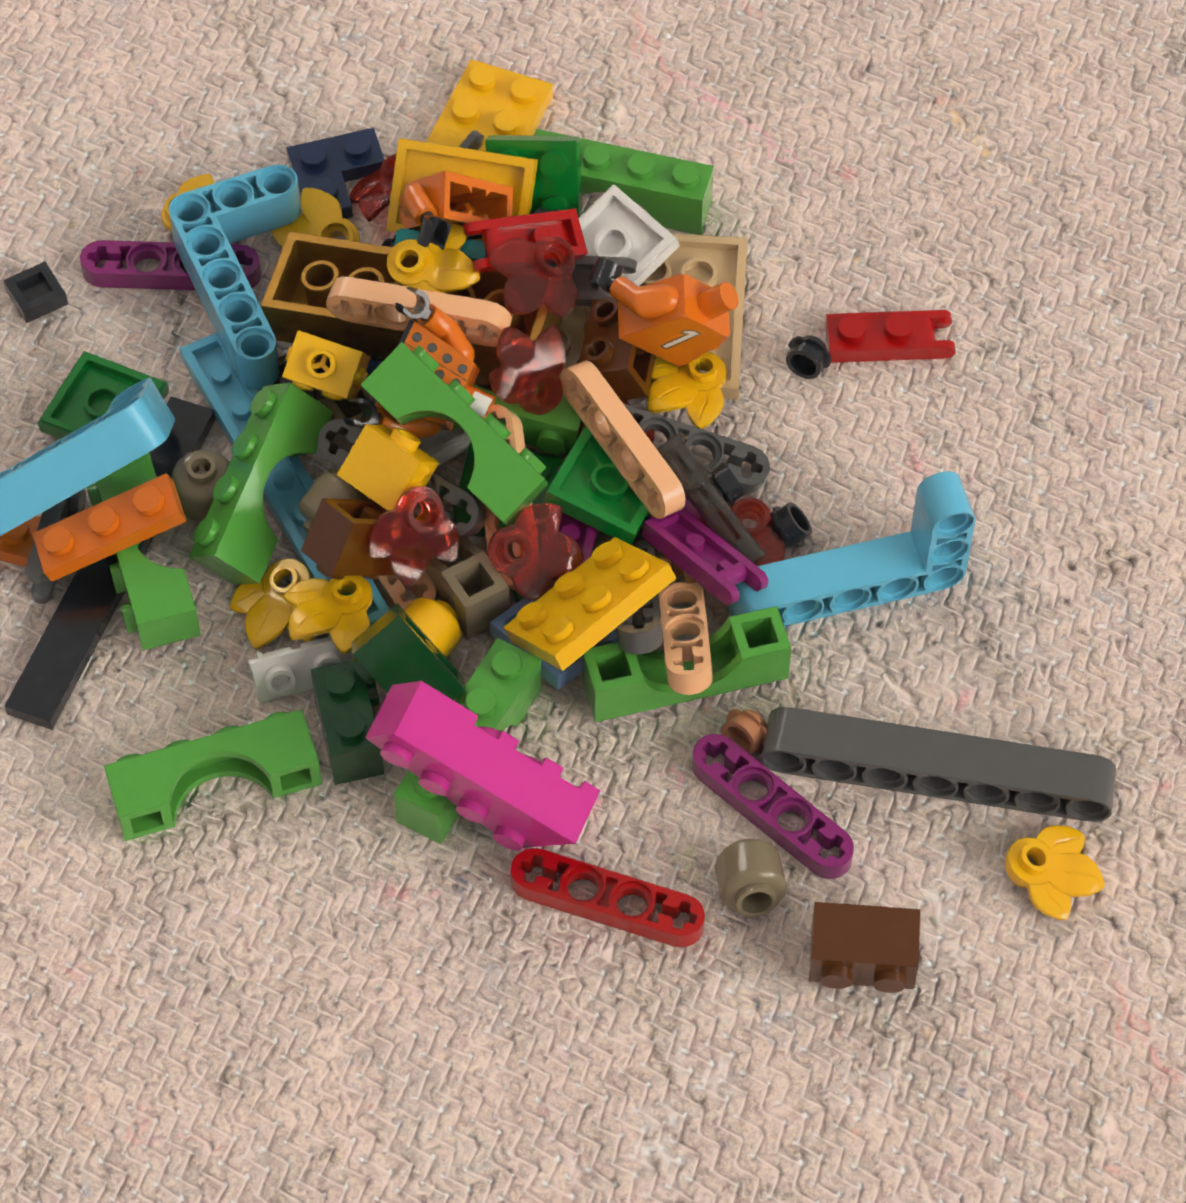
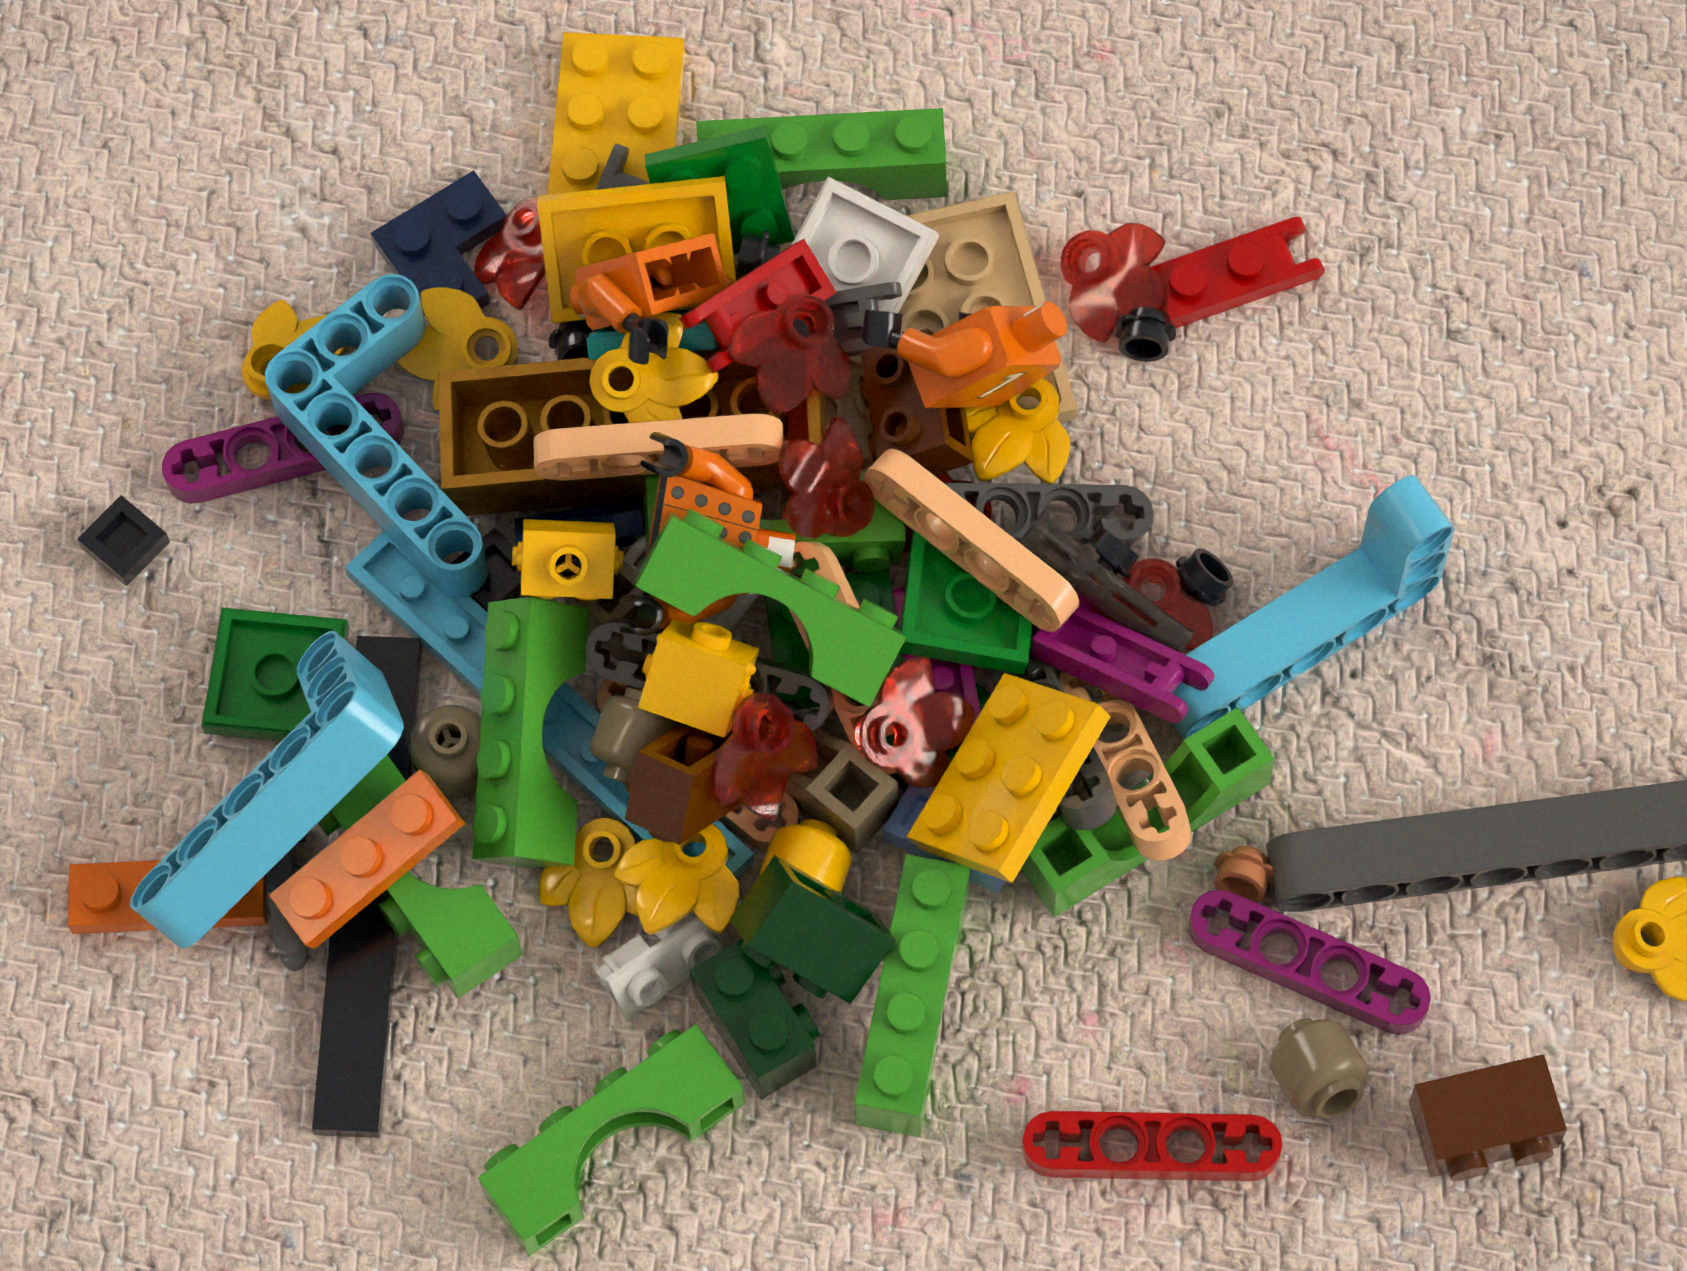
camera: 15 degrees left, 10 degrees up
(479, 769) = (960, 1048): dark pink wedge -> none
(801, 315) = (1119, 282): none -> clear red plate

